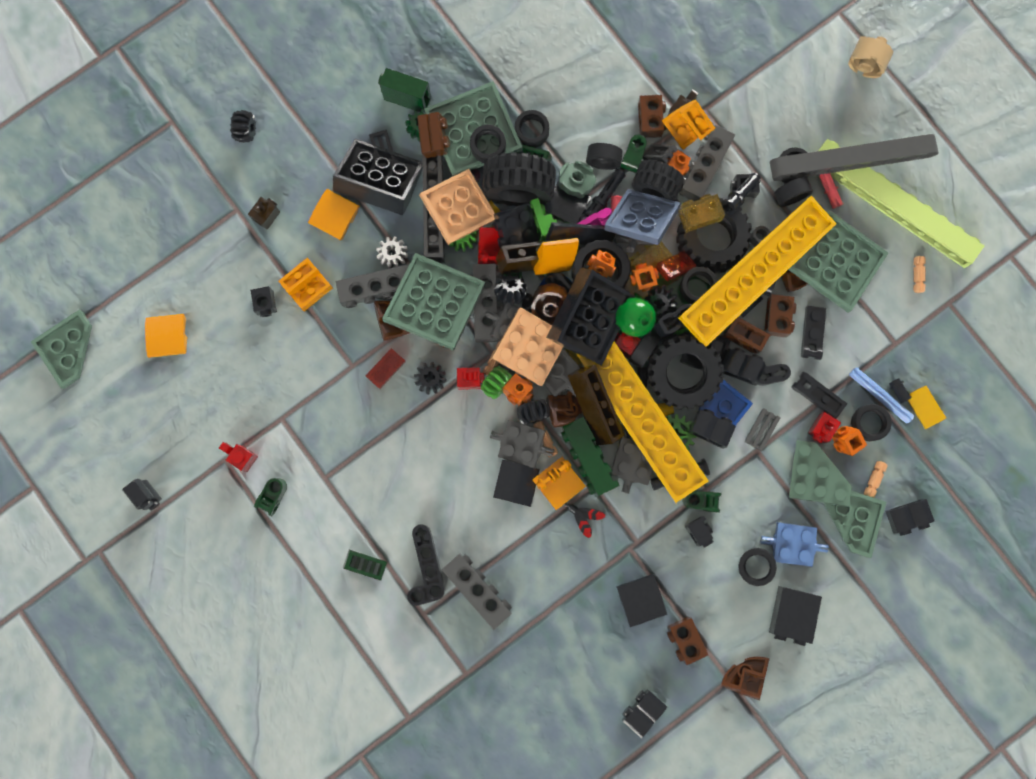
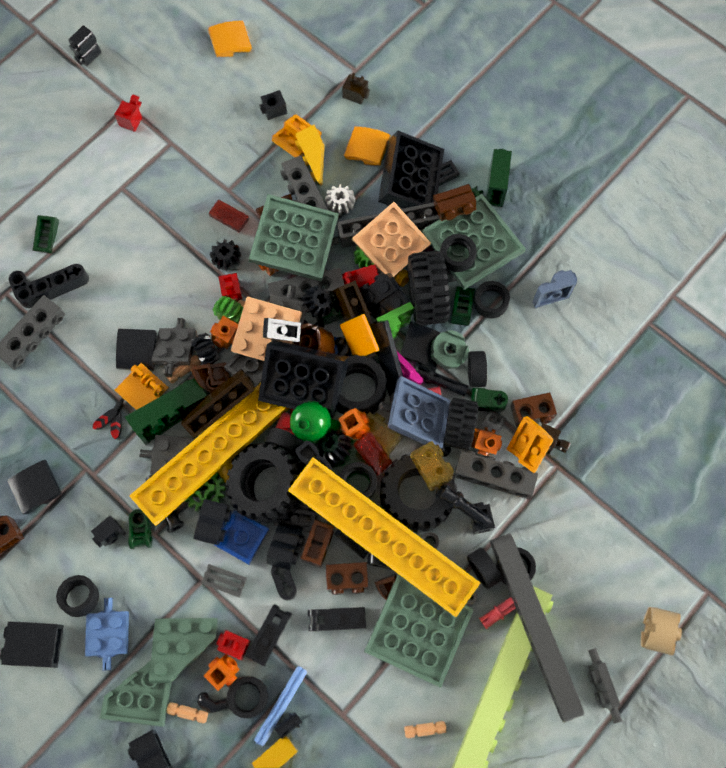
camera: 80 degrees right, 10 degrees down
(243, 126) = (431, 55): black gear -> none
(271, 497) = (98, 147): dark green piece -> none
(330, 267) = (313, 148): none -> yellow slope
(535, 64) = (558, 289): none -> sand blue plate
(540, 327) = (281, 330): none -> slope
(602, 263) = (358, 381): orange brick -> none
(873, 456) = (210, 705): none -> black arm
(909, 115) = (605, 689): none -> dark grey plate

